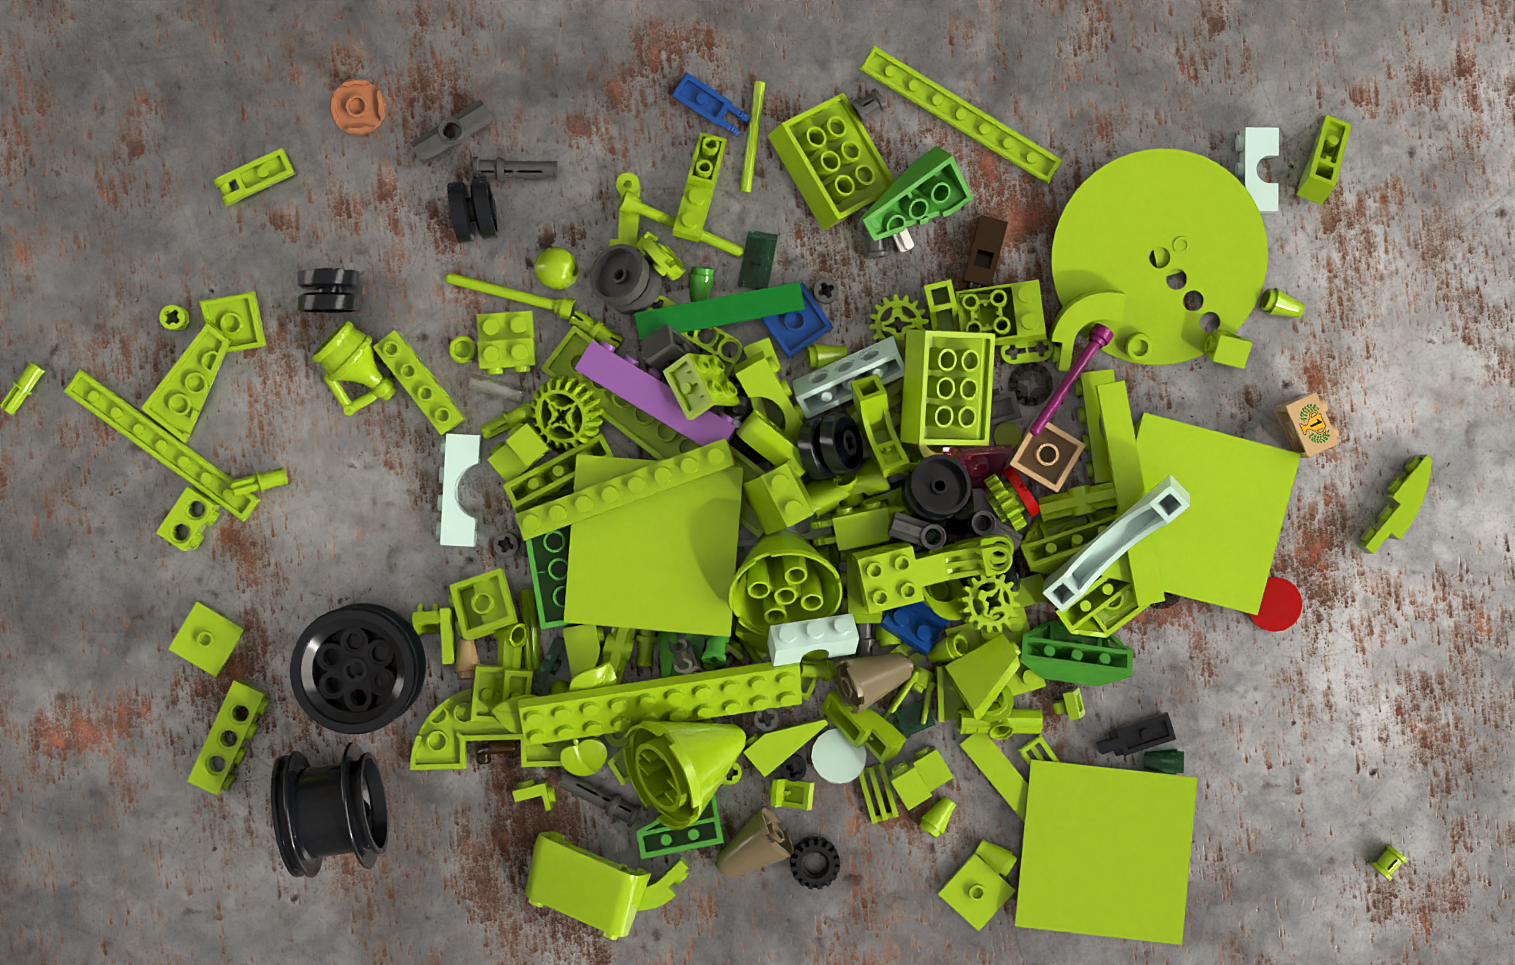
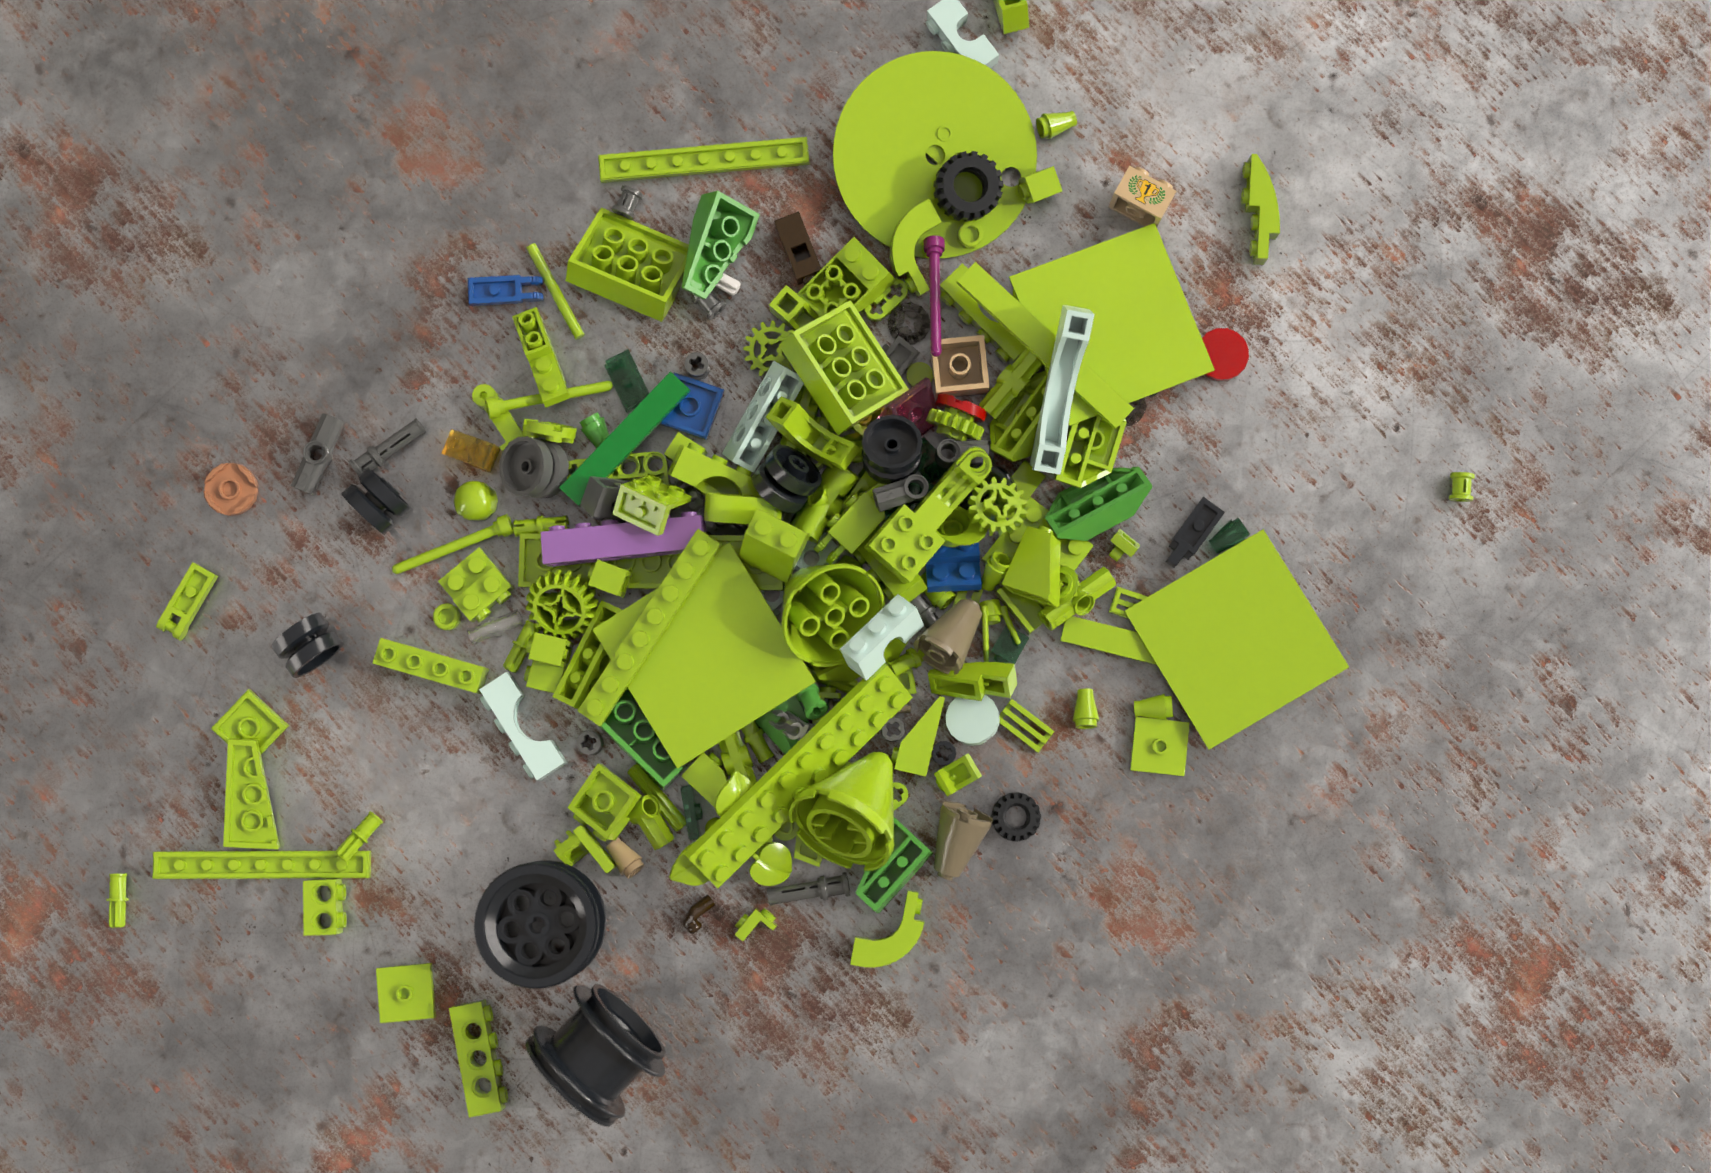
camera: 30 degrees left, 5 degrees down
(167, 321) = (204, 762): lime bush -> none
(350, 357) = (361, 685): lime piece -> none
(448, 727) = (660, 900): lime plate -> none
(496, 684) = (657, 860): lime slope -> none
(583, 223) = (471, 450): none -> clear yellow plate
(584, 885) = (845, 966): lime windscreen -> none
(621, 421) = (609, 578): none -> lime brick
(822, 355) = (730, 416): lime cone -> none
(919, 776) = (1047, 687): lime brick -> none
(1187, 318) = (983, 170): none -> black tyre

